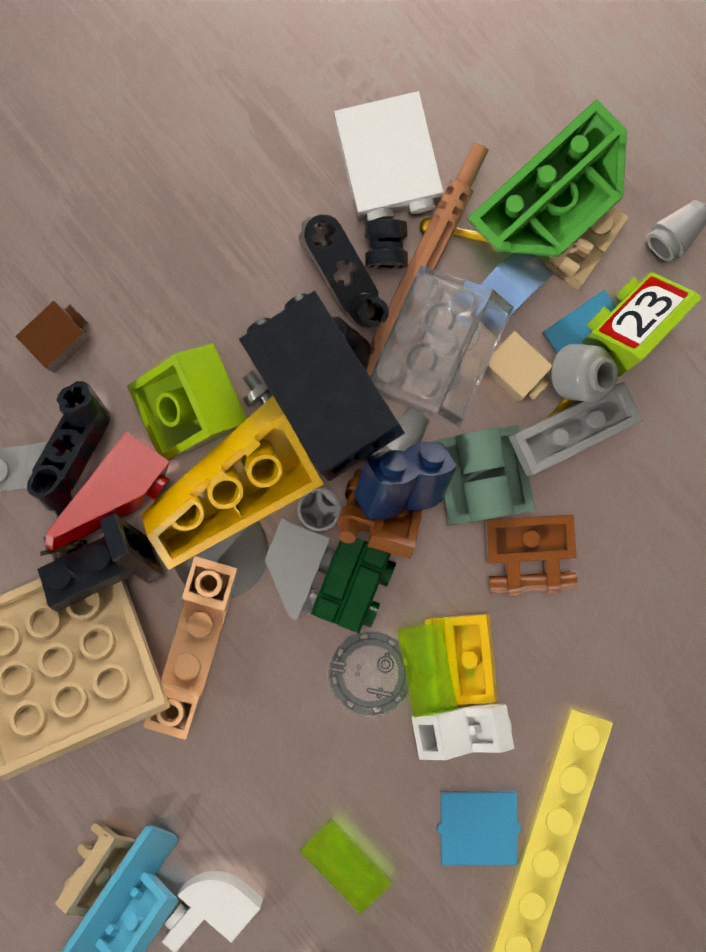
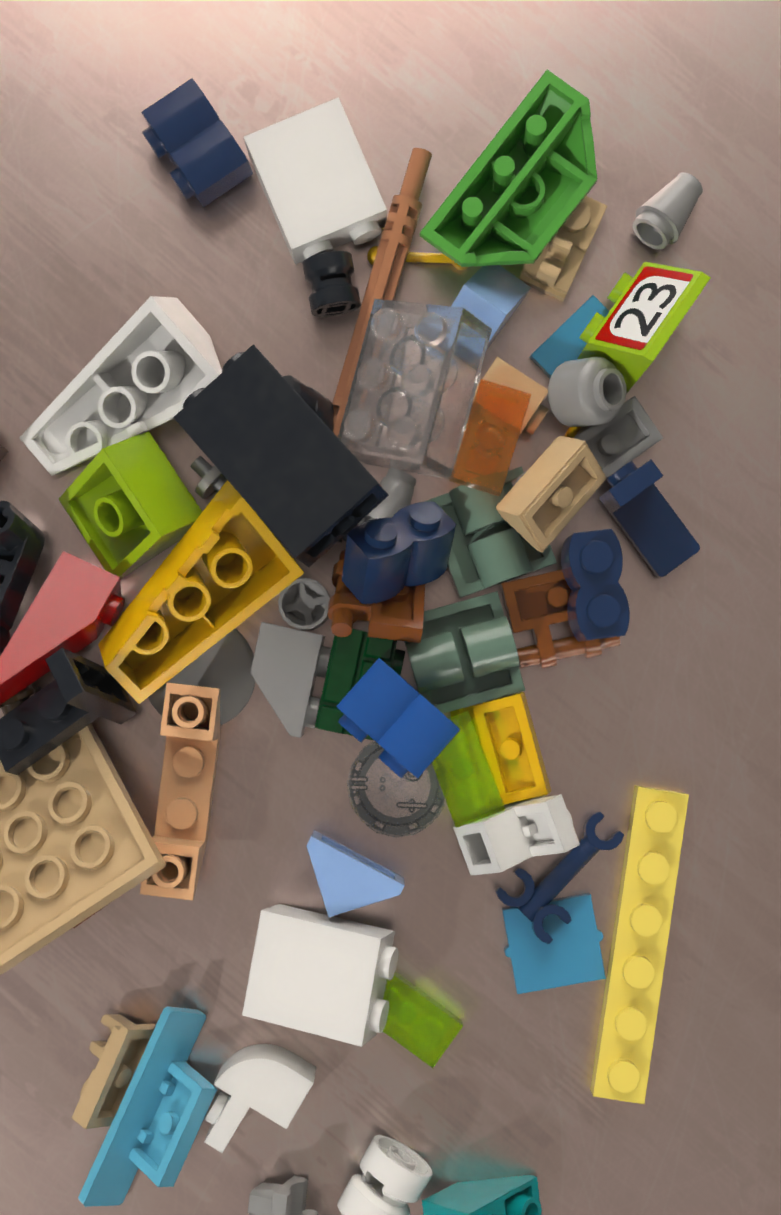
camera: 10 degrees left, 0 degrees up
(202, 304) = (127, 386): none -> white wedge
(281, 819) = (320, 974): none -> white brick
(293, 108) = (196, 142): none -> dark blue brick
(317, 744) = (349, 878): none -> light blue slope
(360, 290) = (299, 352): black beam -> none
(380, 619) = (397, 719): none -> blue brick
(445, 575) = (466, 654): none -> sand green plate
(469, 790) = (535, 902): none -> dark blue bar
(497, 398) = (490, 437): none -> clear orange plate
(541, 451) = (552, 491): none -> tan slope
(563, 522) = (592, 570): none -> dark blue brick
(618, 486) = (648, 518): none -> dark blue bracket

